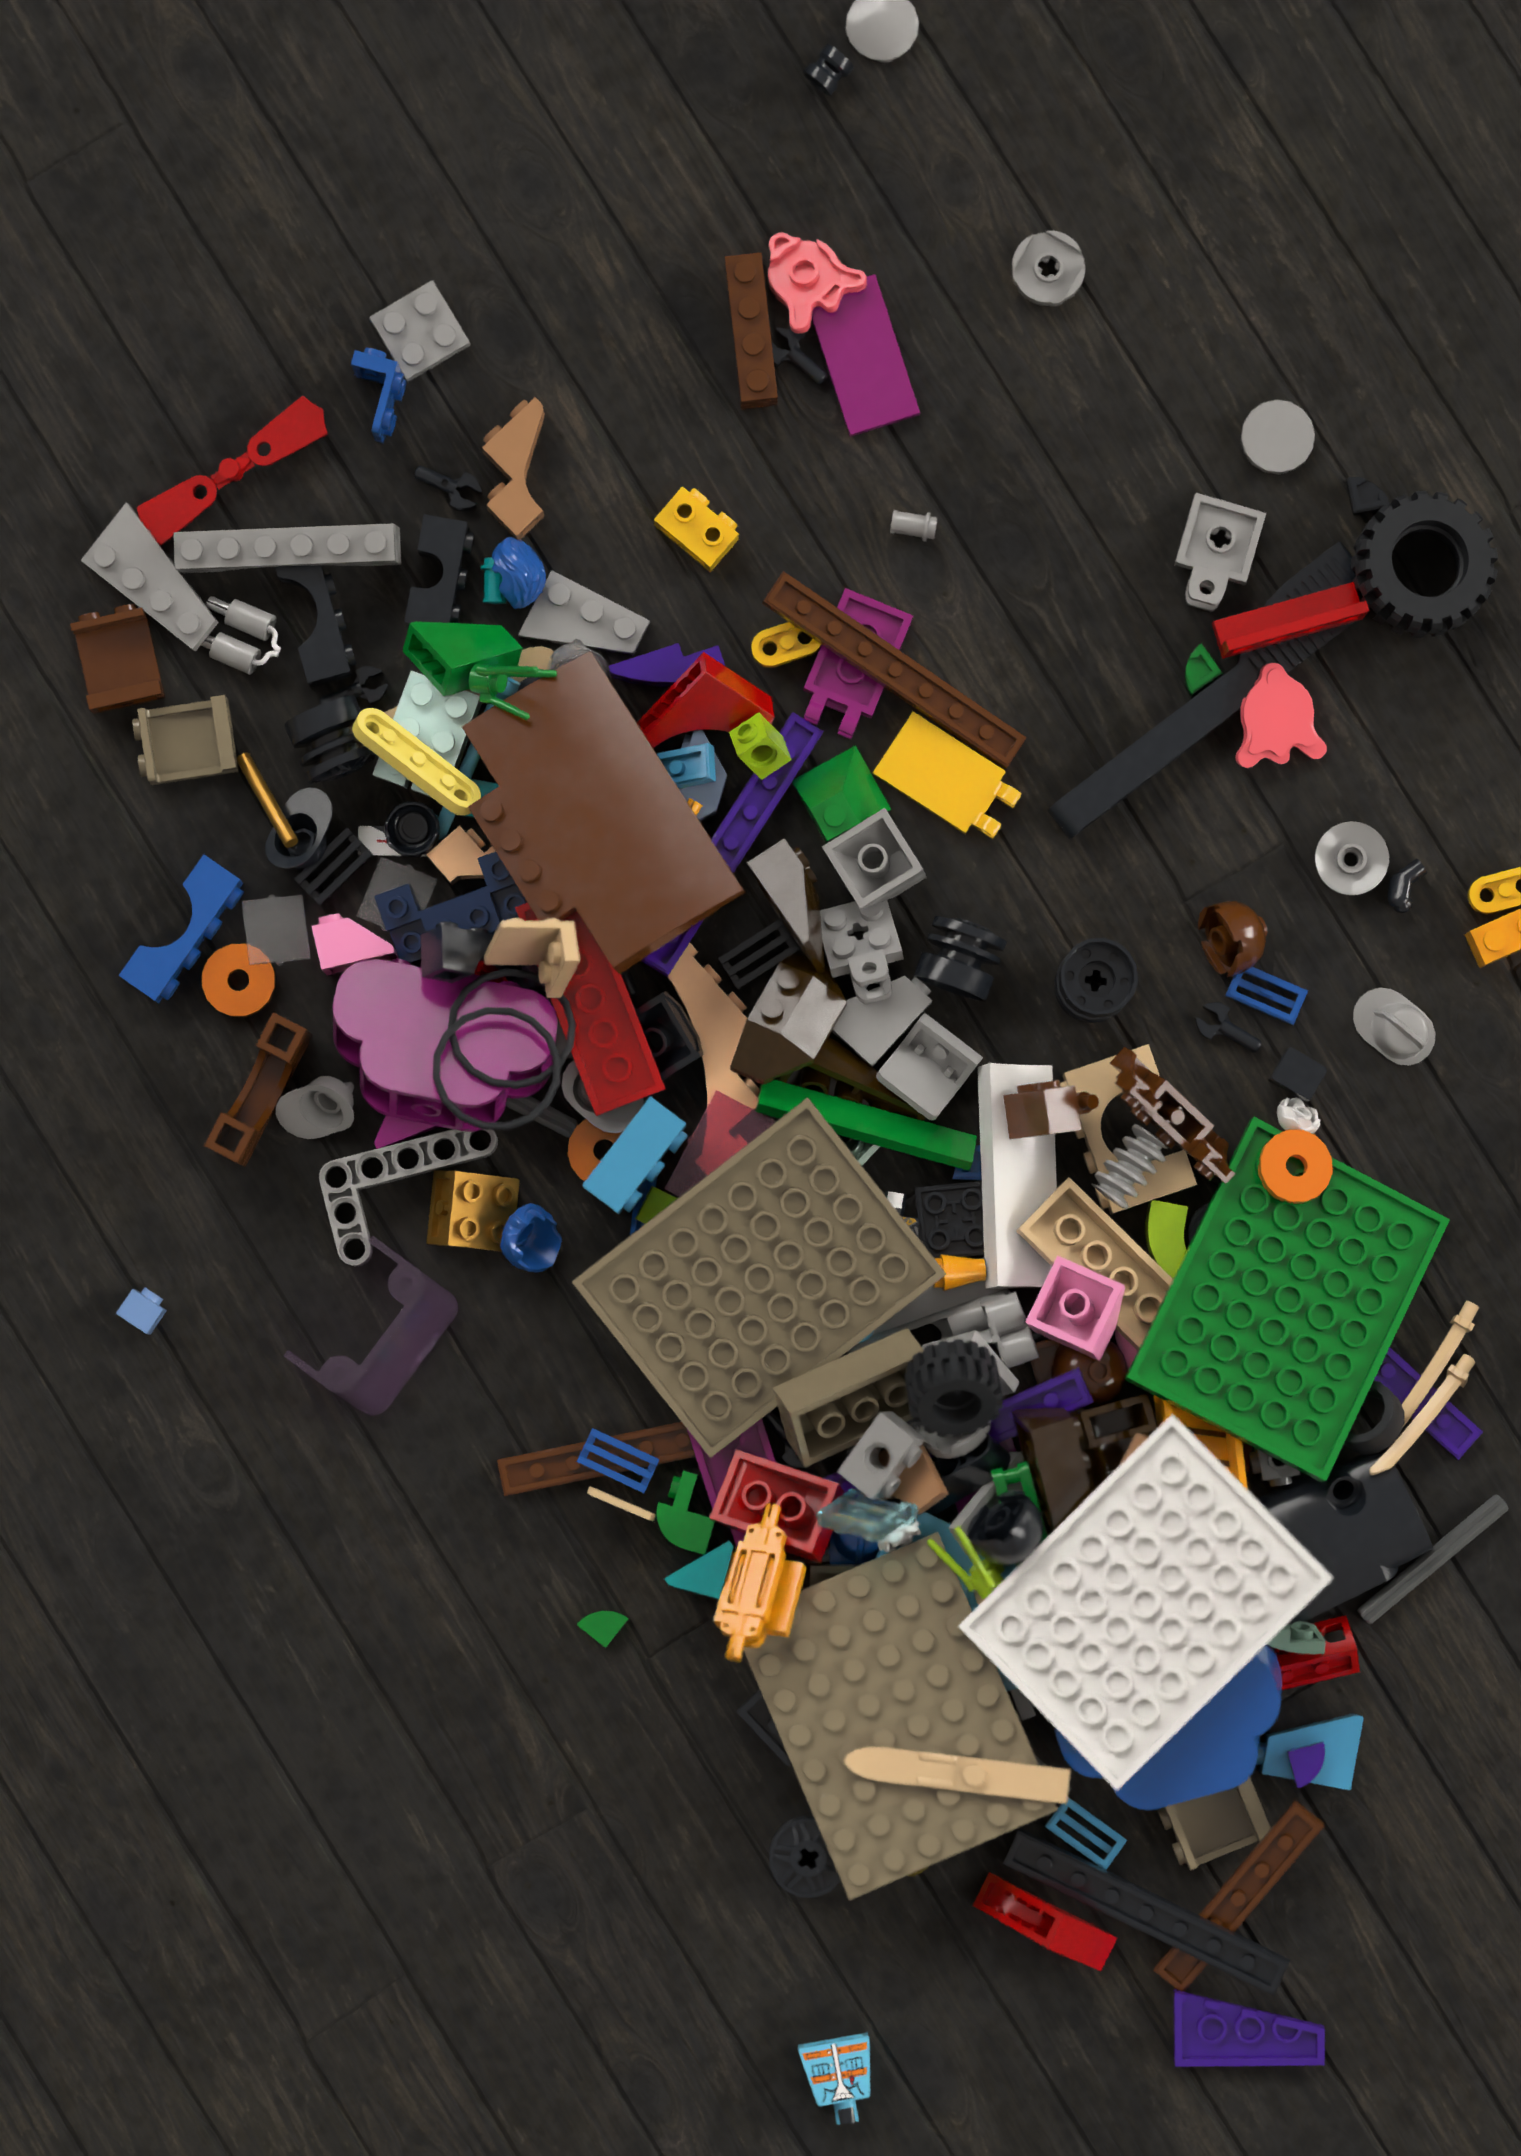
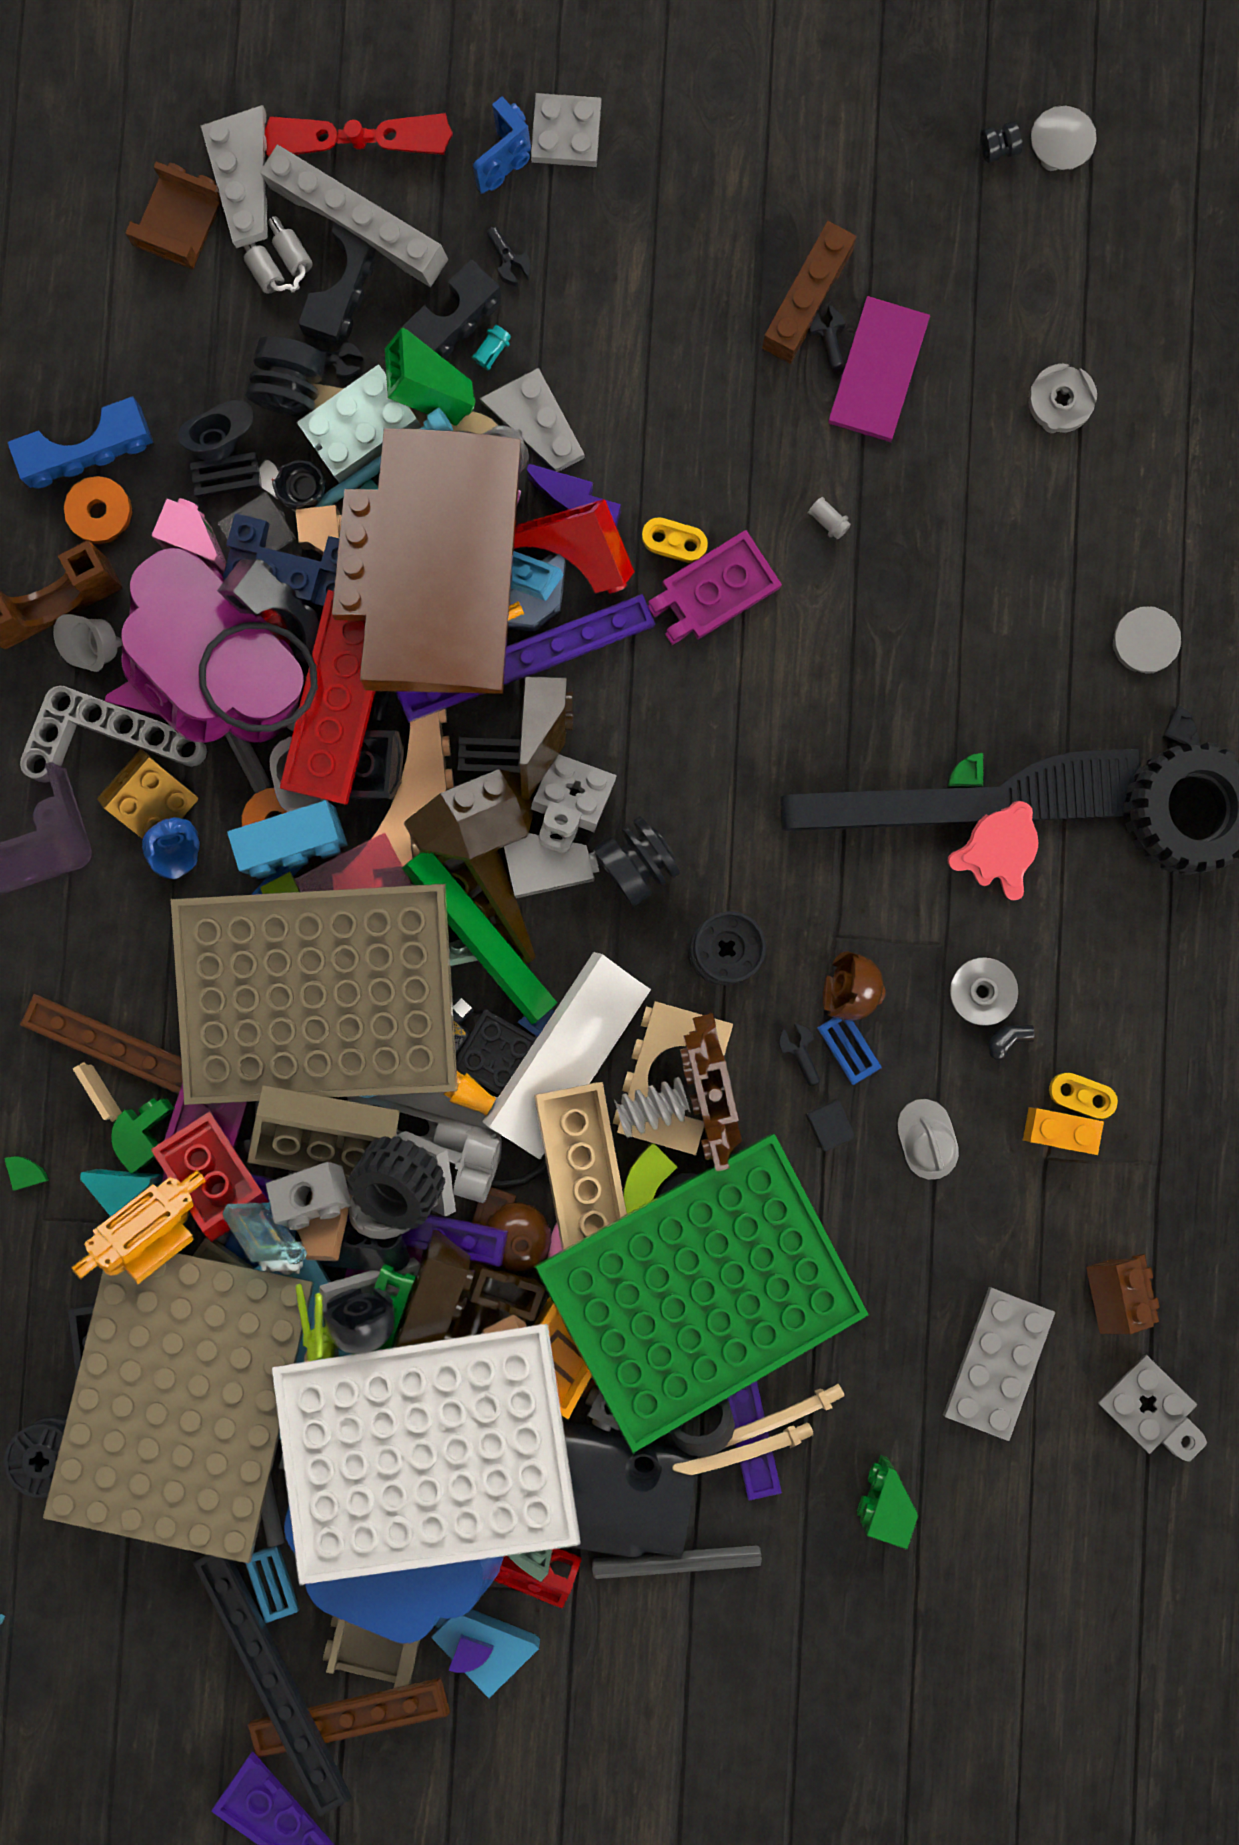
camera: 40 degrees right, 0 degrees up
(186, 741) = (183, 309): dark tan panel -> none
(267, 800) = (209, 390): pearl gold bar -> none
(275, 929) = (148, 488): clear piece -> none
(415, 761) = (331, 429): light yellow plate -> none
(491, 680) = (431, 408): green plant -> none
(495, 1125) = (230, 749): black piece -> none
(511, 453) = (572, 261): medium nougat arch -> none
(520, 571) = (513, 350): blue hair -> none
(541, 943) = (318, 623): tan bracket -> none
(589, 1447) = (109, 1065): blue tile -> none
(697, 527) = (667, 410): yellow brick -> none
(760, 746) = (598, 599): lime brick -> none
(809, 277) = (879, 282): coral tile -> none
(840, 794) = (635, 681): green slope -> none
(874, 860) = (624, 744): light grey slope -> none
(894, 670) = (738, 613): reddish brown tile -> none
(928, 1067) = (555, 926): light grey bracket -> none
(945, 776) = (722, 720): yellow tile -> none
(960, 1773) = (193, 1482): tan piece -> none
(1044, 1922) = (185, 1635): red arch -> none
(1046, 1109) = (619, 1019): reddish brown brick -> none
(1077, 1308) = (536, 1186): bright pink slope -> none
(1212, 565) = (1030, 698): light grey plate -> none
(1289, 620) = (1061, 780): red fence -> none
(1295, 1116) = (806, 1157): white plate -> none
(1312, 1154) = (798, 1197): orange tile -> none

